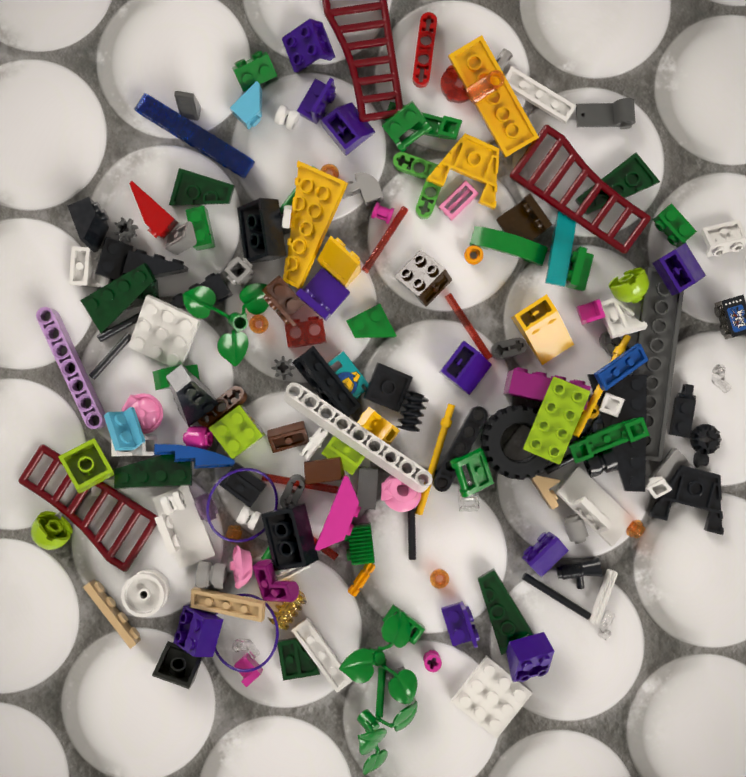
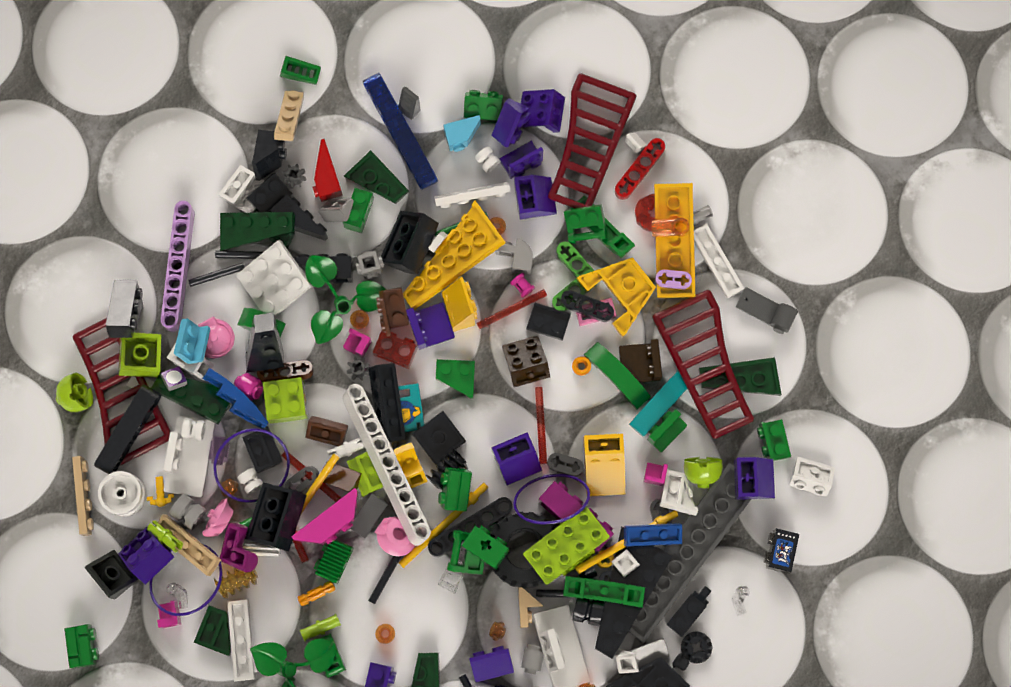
camera: 30 degrees right, 10 degrees down
(47, 435) = (124, 309): none -> wedge
(65, 126) = (299, 77): none -> green slope
(87, 178) = (289, 116): none -> tan plate
(116, 535) = (128, 429): none -> black beam
(129, 469) = (174, 378): none -> tile
(182, 578) = (161, 500): none -> yellow piece
(190, 738) = (81, 646): none -> green brick
(205, 608) = (165, 536): none -> lime pin
(269, 346) = (357, 343): none -> dark pink panel
(287, 69) = (509, 123): none -> dark purple slope
(298, 152) = (464, 196): none -> white plate
(308, 482) = (320, 479): none -> yellow bar
(382, 605) = (320, 627): none -> lime pin
(407, 29) = (635, 142): none -> white slope
(423, 232) = (548, 321): none -> black plate
(431, 425) = (455, 489): none -> green brick
(464, 202) = (598, 316): none -> black beam
(477, 466) = (474, 545): none -> green brick
(514, 136) = (673, 274): none -> lavender beam
(532, 410) = (556, 521): none -> dark purple piece
(533, 522) = (497, 631): none -> clear orange plate

